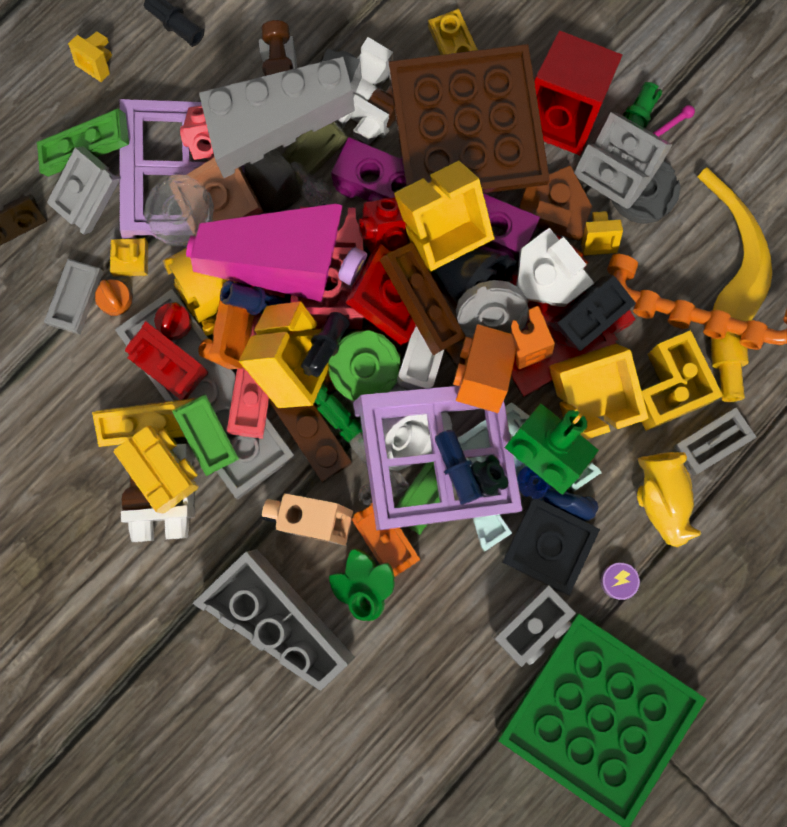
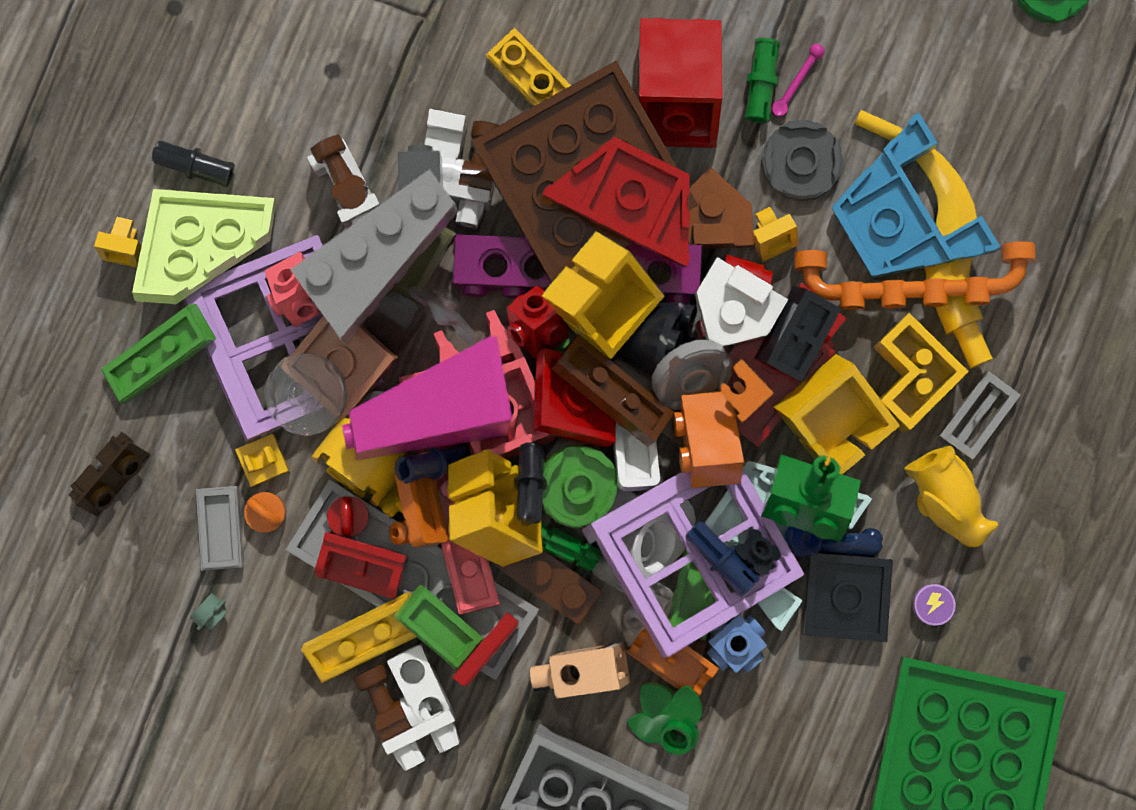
camera: 25 degrees left, 5 degrees up
(35, 356) = (209, 612): none -> sand green plate
(83, 190) = (183, 407): light grey plate -> none
(148, 69) = (196, 239): none -> yellowish green plate
(157, 468) = (405, 684): yellow brick -> none
(236, 468) = (486, 649): none -> red tile
(352, 266) = (524, 386): lavender tile -> none
(445, 560) = (722, 652): none -> medium blue brick
(498, 149) = (630, 197): none -> red wing
(534, 625) = (861, 689): light grey brick -> none
(622, 160) = (765, 143): light grey slope -> none
(701, 262) = (891, 222): none -> dark azure wing

